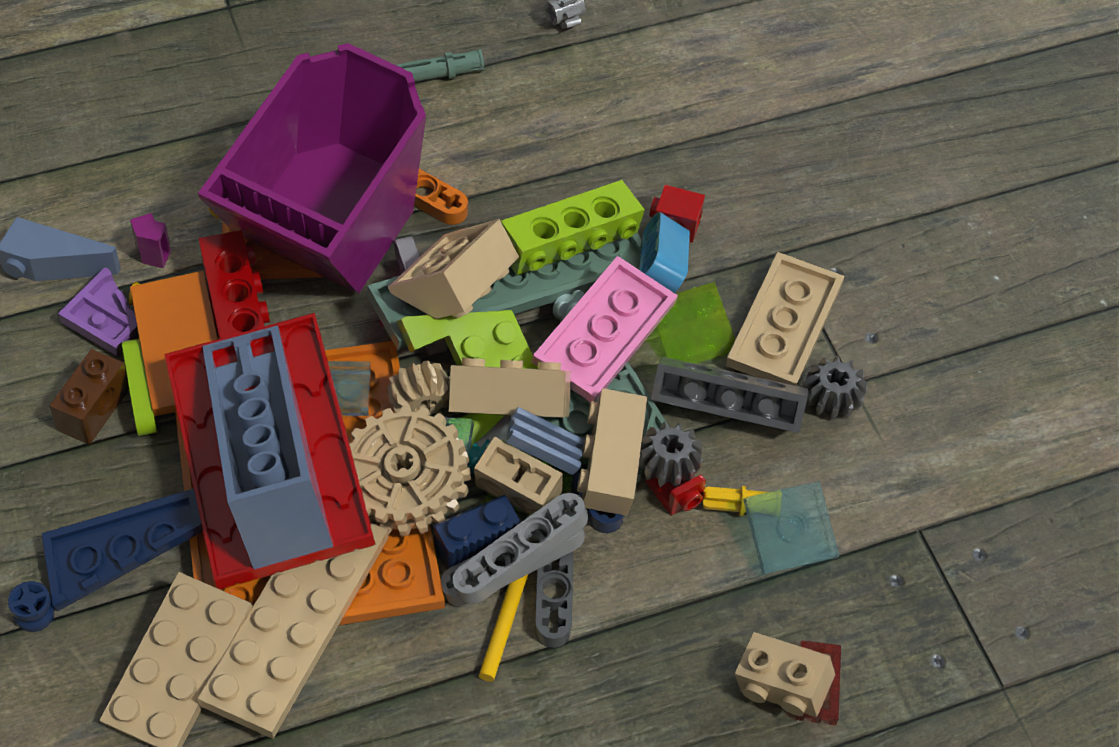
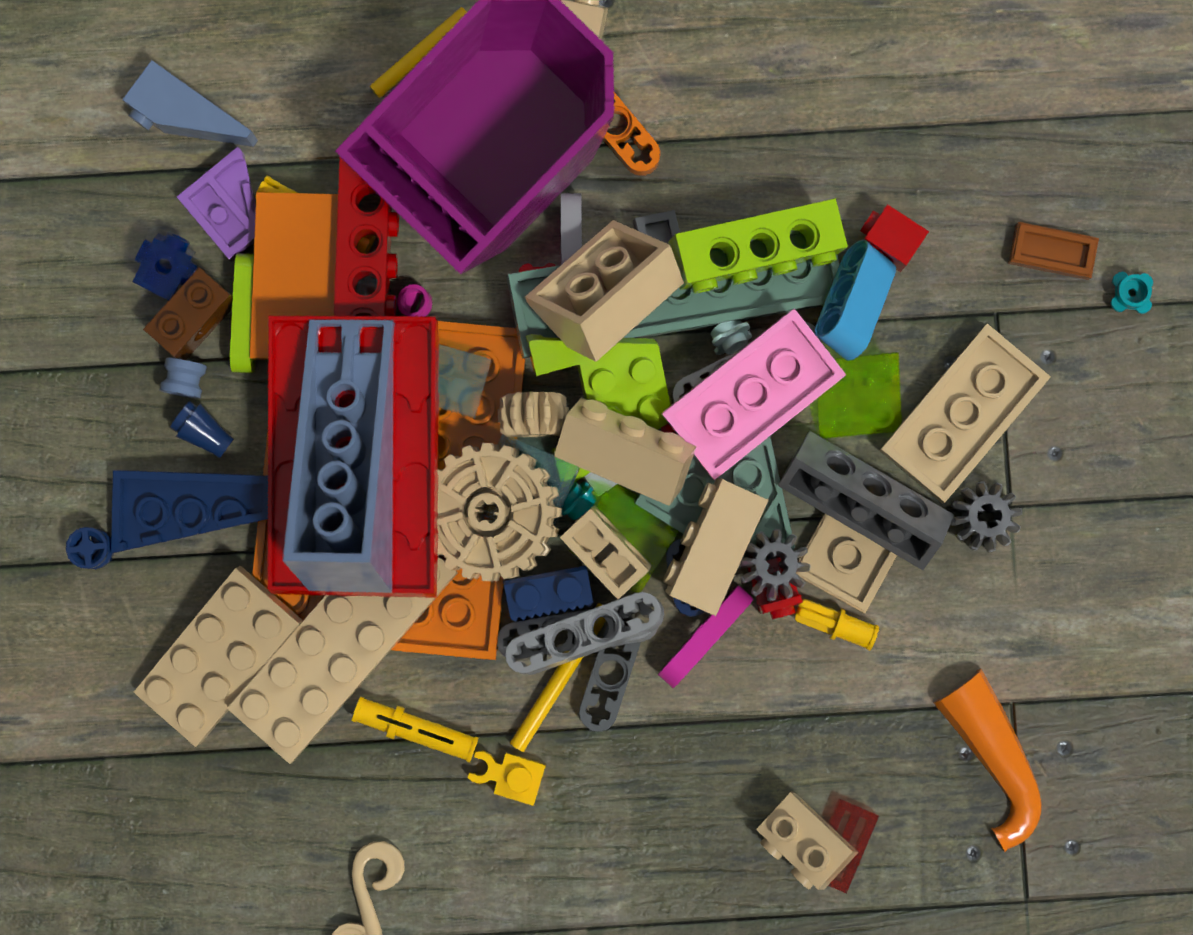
camera: 20 degrees right, 30 degrees up
(55, 360) = (154, 275): none -> clear blue brick
(93, 447) = (183, 378): none -> sand blue wheel
(117, 484) = (201, 429): none -> dark blue cone
(151, 240) = (293, 123): magenta piece -> none
(385, 683) = (367, 712): none -> yellow pin
(493, 704) = (515, 778): none -> yellow plate
(546, 441) = (671, 536): sand blue tile -> none
(629, 537) = (705, 637): none -> dark pink beam
(733, 451) = (845, 563): none -> tan tile
(791, 528) = (875, 674): clear light blue plate -> none
(808, 200) = (1053, 251): none -> dark orange tile
(882, 211) = (1142, 286): none -> teal plate
(904, 554) = (989, 734): none -> orange animal

